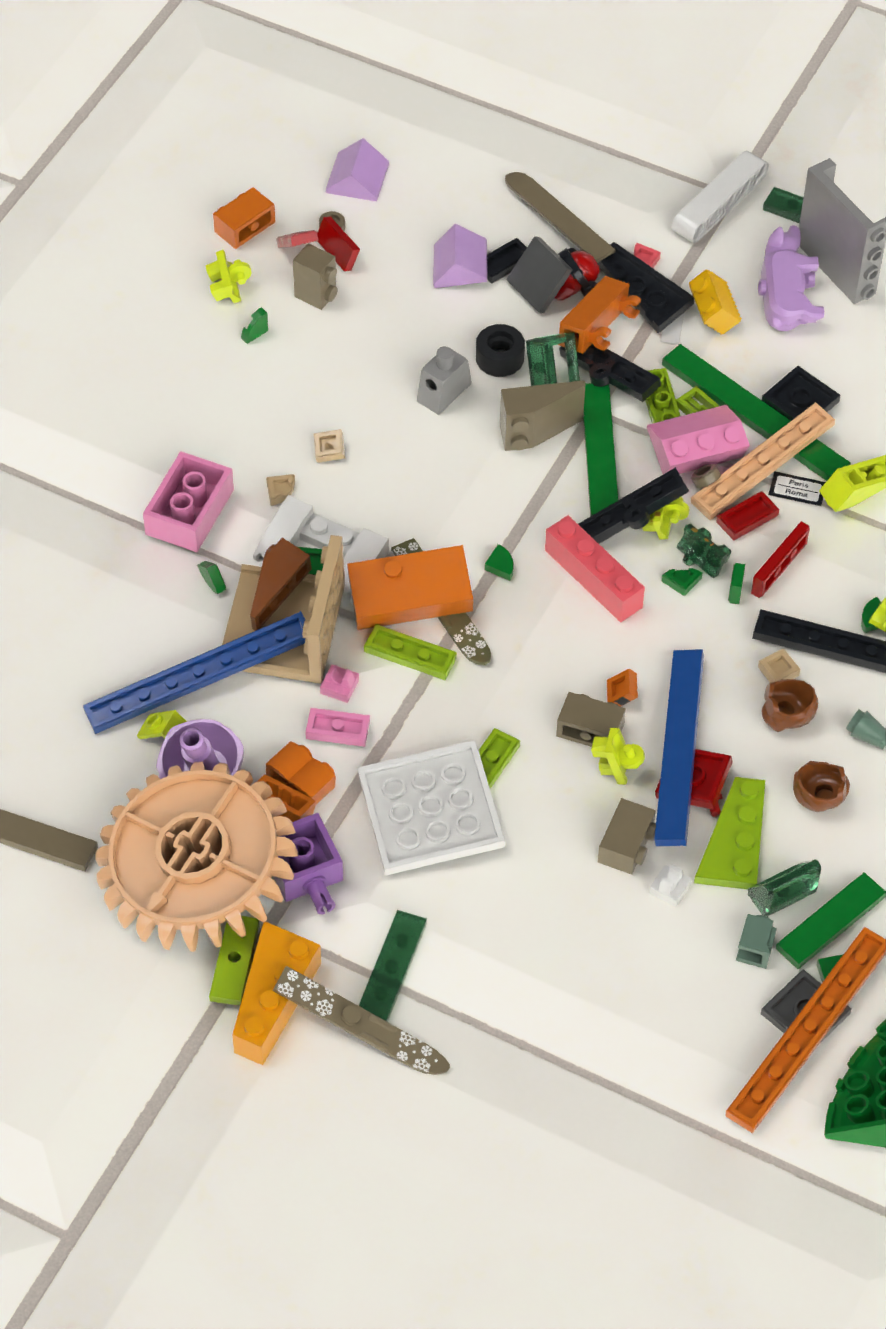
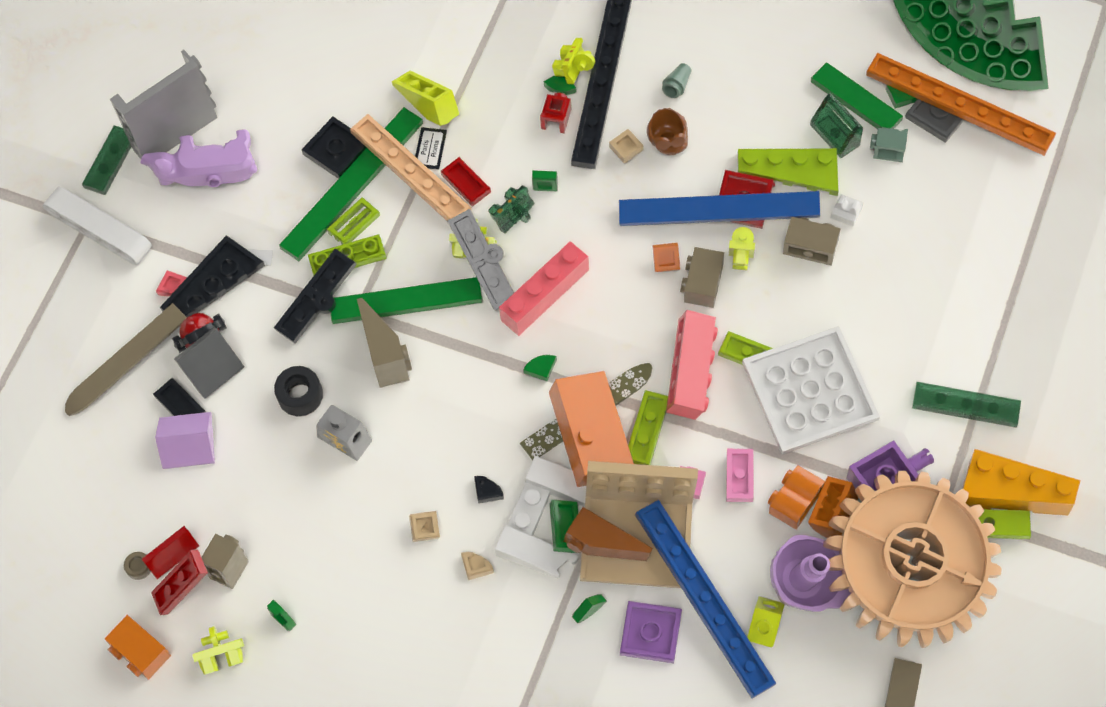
camera: 90 degrees left, 10 degrees up
(175, 629) = (650, 632): none -> medium lavender tile
(188, 501) = (512, 637): bright pink brick -> none
(358, 172) = (68, 551): lavender slope -> none
(360, 1023) = (1032, 414): dark tan piece -> none
(363, 504) = (487, 490): none -> black tile
(477, 693) = (691, 365): none -> coral brick
(542, 361) = (322, 339): clear green tile -> none
(597, 311) = (259, 311): orange brick -> none
(682, 580) = (540, 225): green tile -> none
(698, 439) = (394, 218): bright pink slope -> none
(706, 475) = (430, 212): dark tan tile -> none
(714, 301) = (232, 218): yellow brick -> none
(780, 559) = (515, 150): red tile -> none
(820, 786) = (742, 107): dark orange hair -> none
(830, 603) = (558, 102): none -> red window

